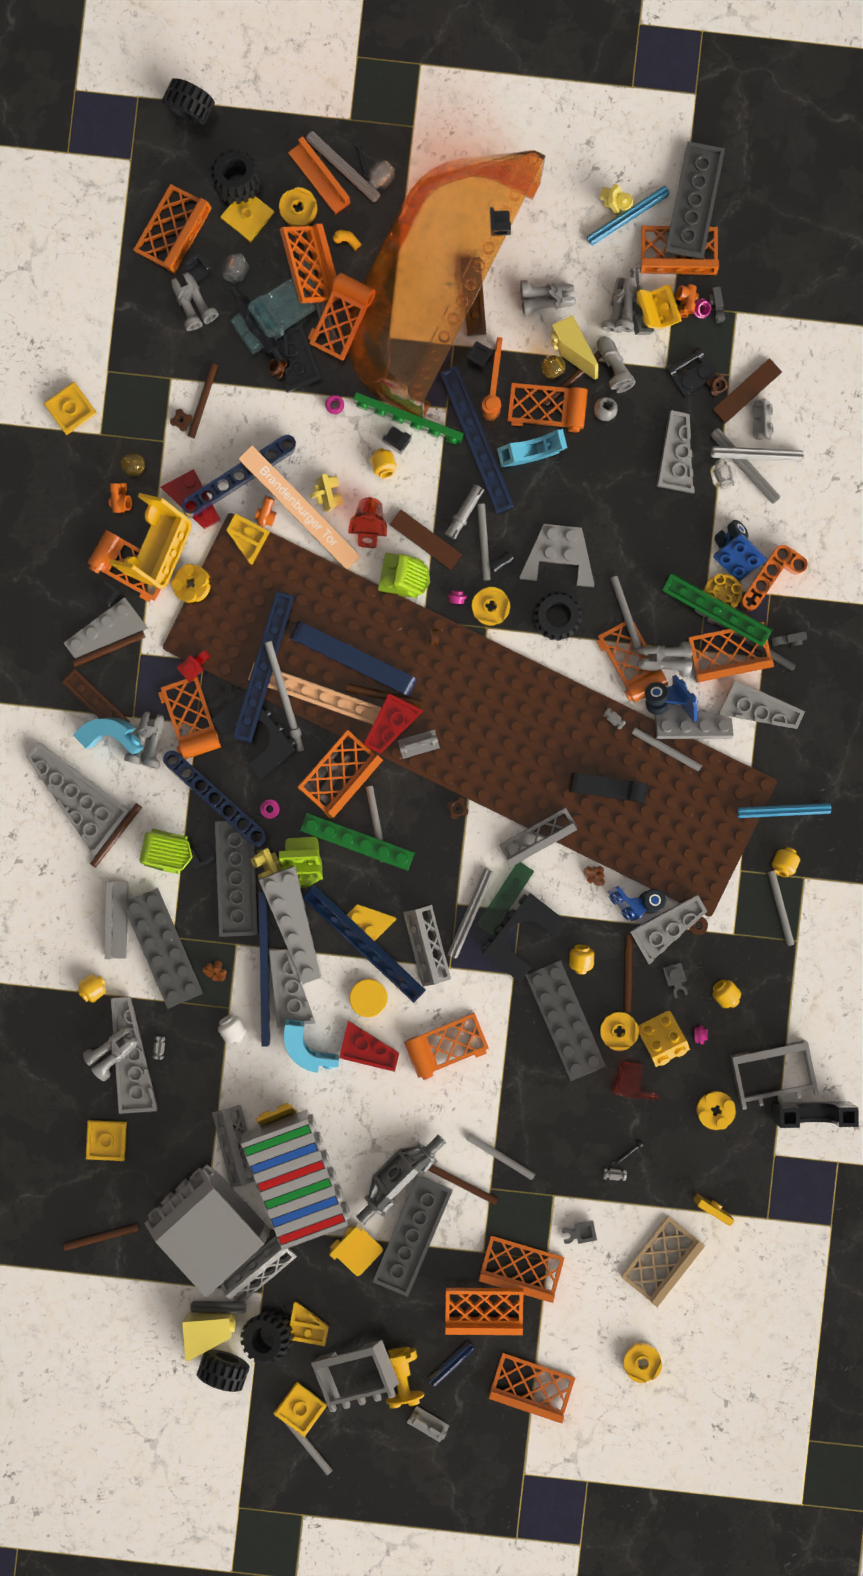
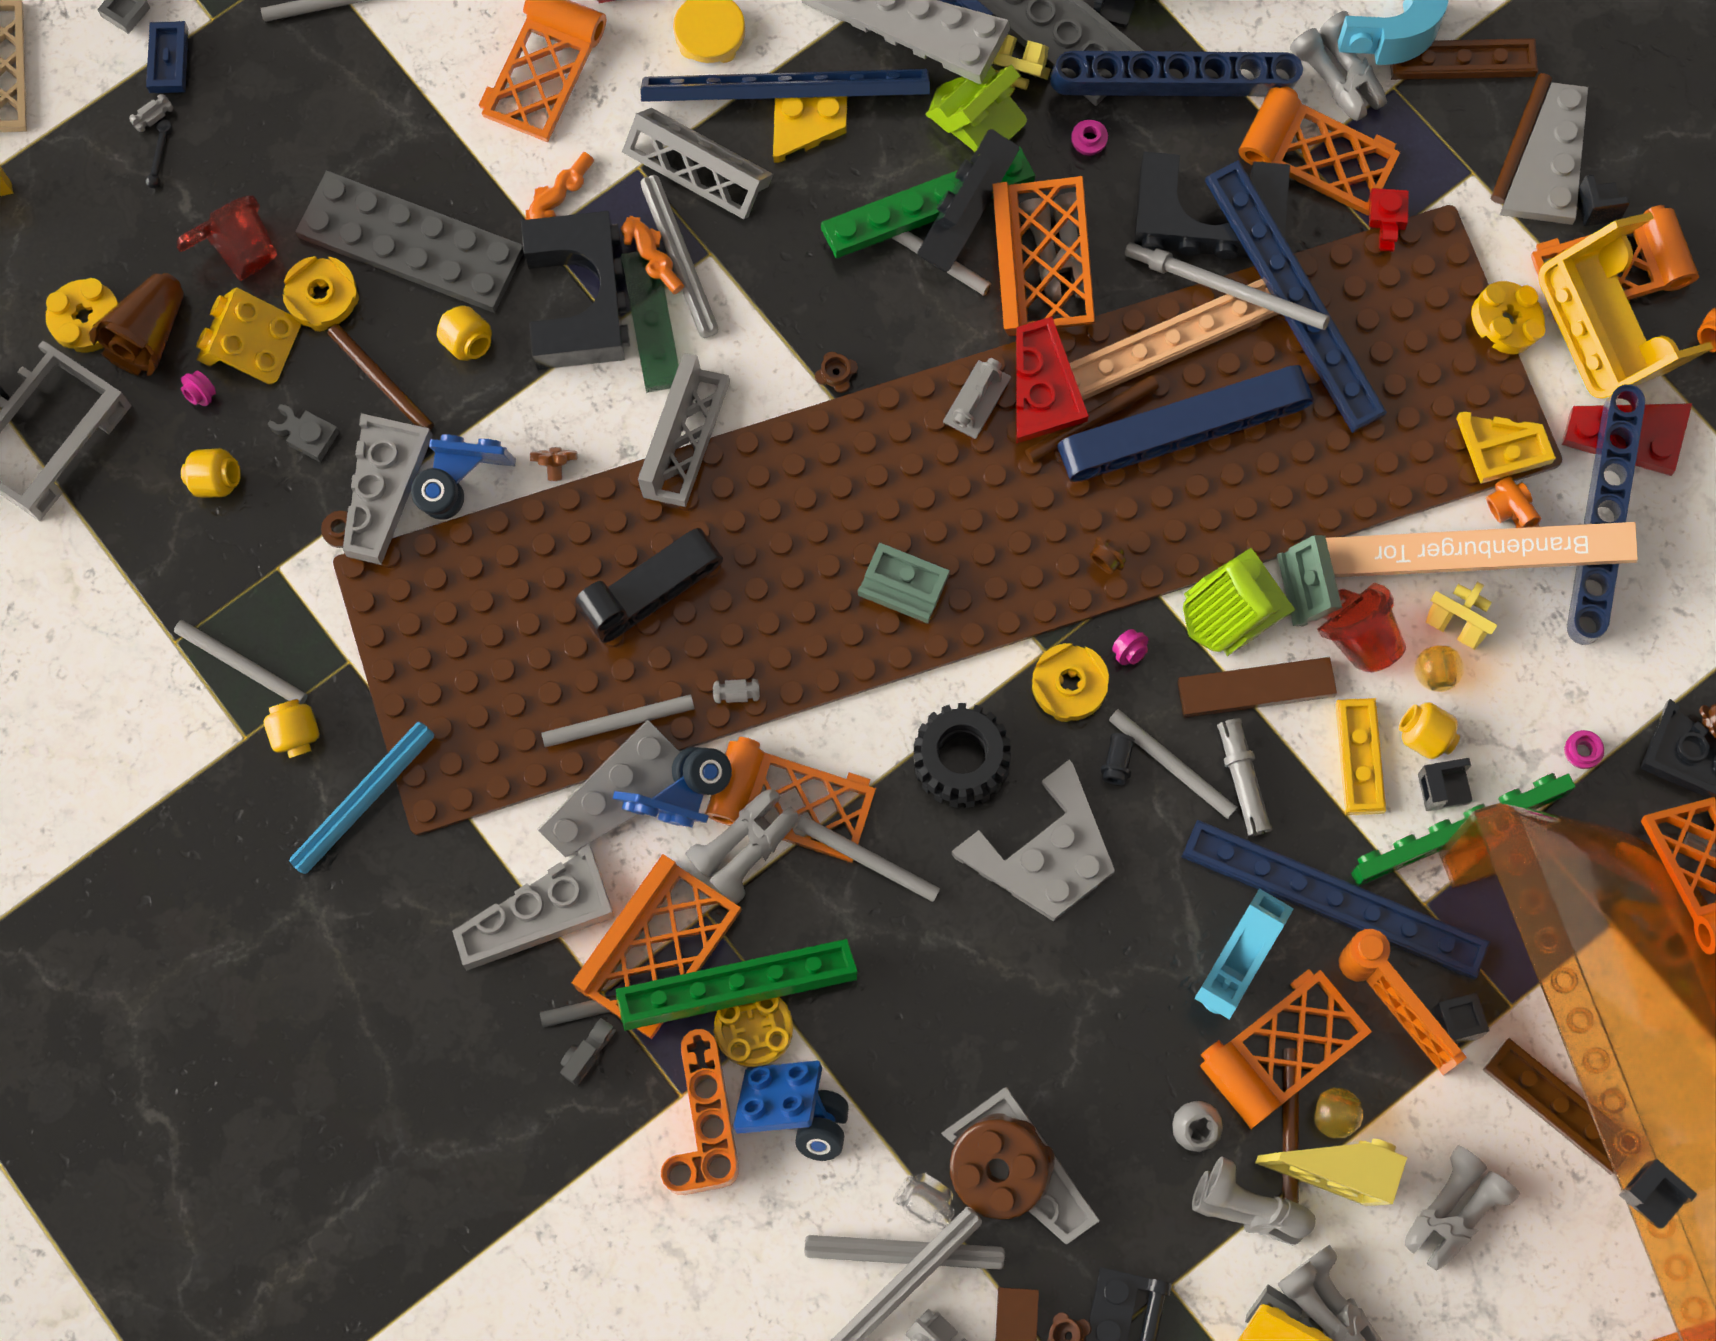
camera: 140 degrees right, 15 degrees down
(345, 824) = (966, 203): none -> black bracket
(356, 481) = (1439, 668): none -> clear yellow piece
(369, 557) = (1309, 580): none -> sand green plate
(415, 479) = (1360, 756): none -> yellow tile
(478, 929) = (647, 240): none -> orange animal
(497, 987) = (568, 179): none -> orange animal
(515, 699) = (903, 582): none -> sand green plate
(587, 1192) = (167, 57): none -> dark blue plate
(676, 462) = (1023, 1151): none -> reddish brown plate
(698, 1081) = (140, 325): none -> reddish brown cone

